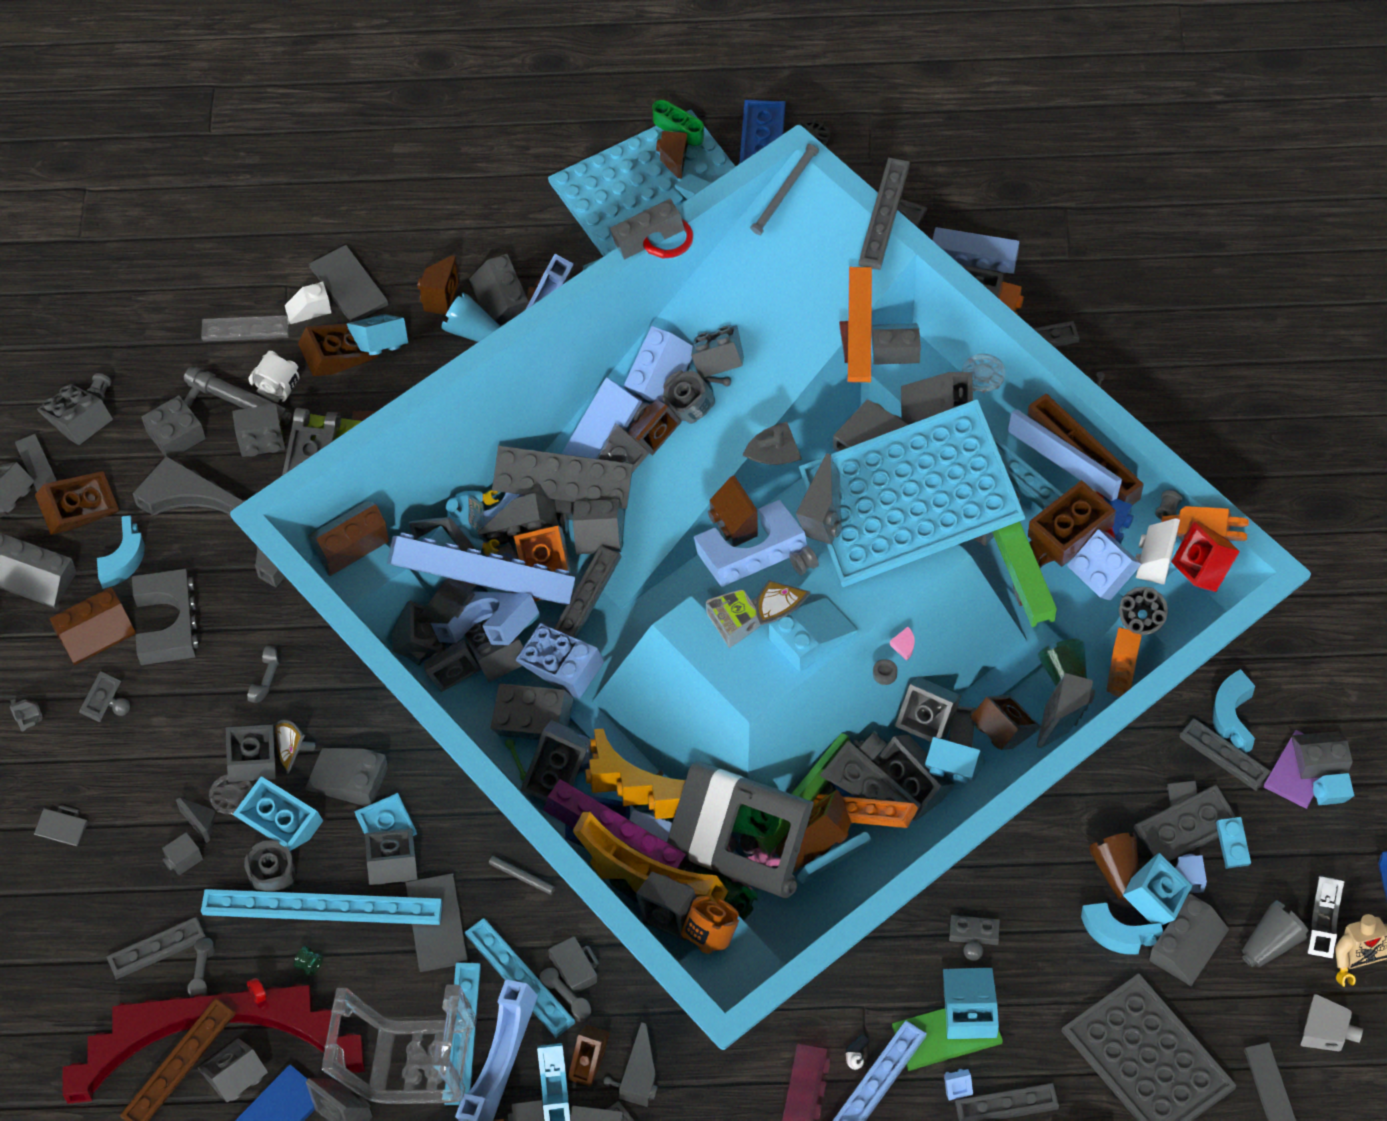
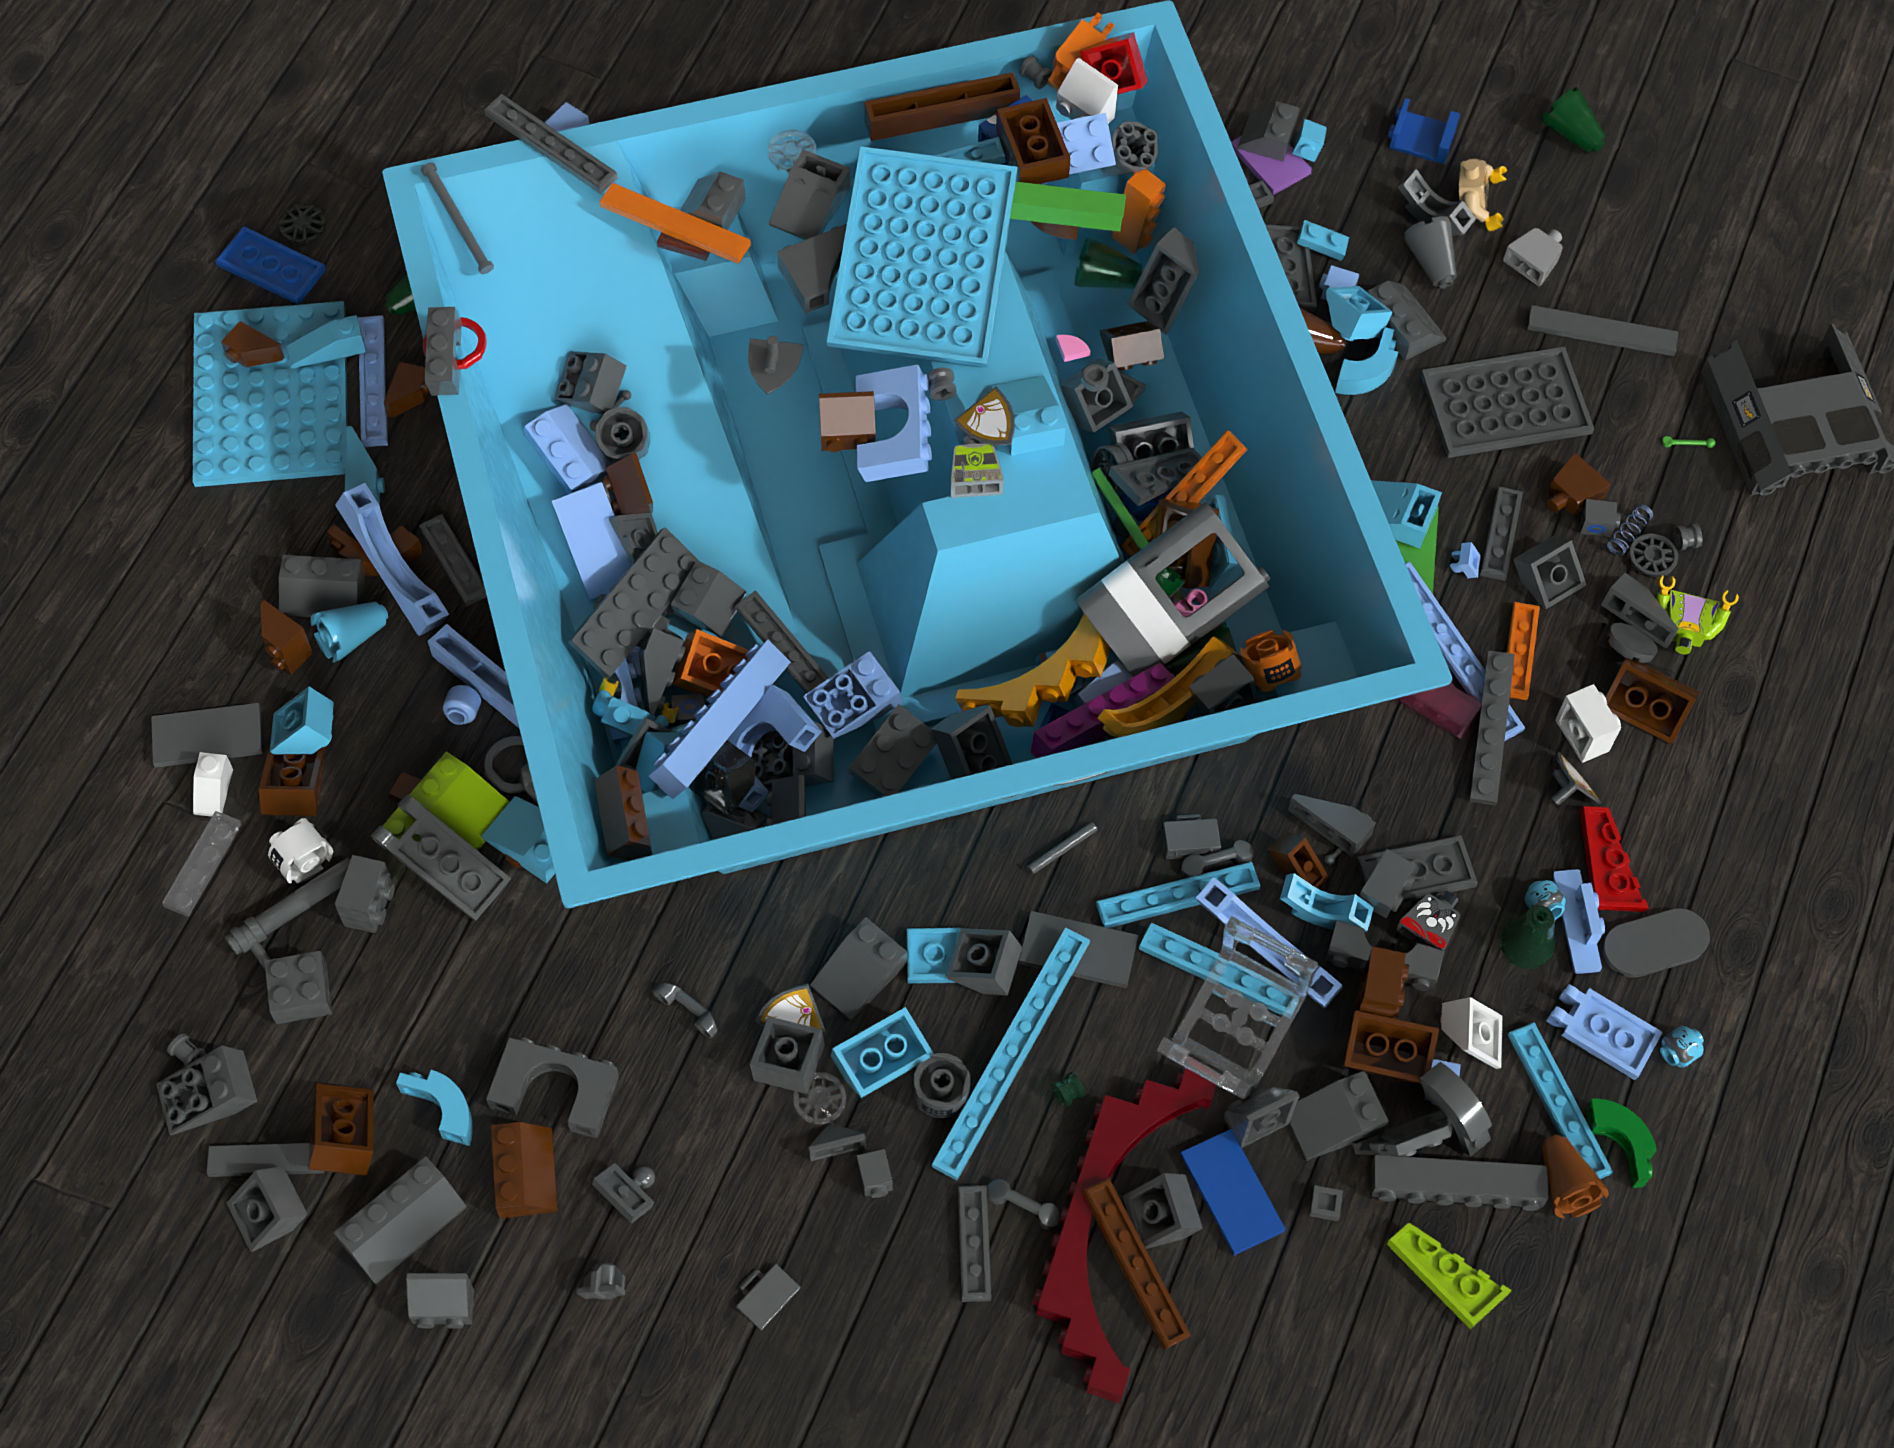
camera: 70 degrees left, 5 degrees up
(176, 487) = (383, 1010): dark grey arch -> none
(256, 990) = (1094, 1145): red tile -> none
(674, 119) = (211, 327): green beam -> none
(821, 505) = (901, 327): dark grey slope -> none
(954, 760) = (1170, 393): medium azure slope -> none
(1064, 455) = (942, 119): light blue tile -> none

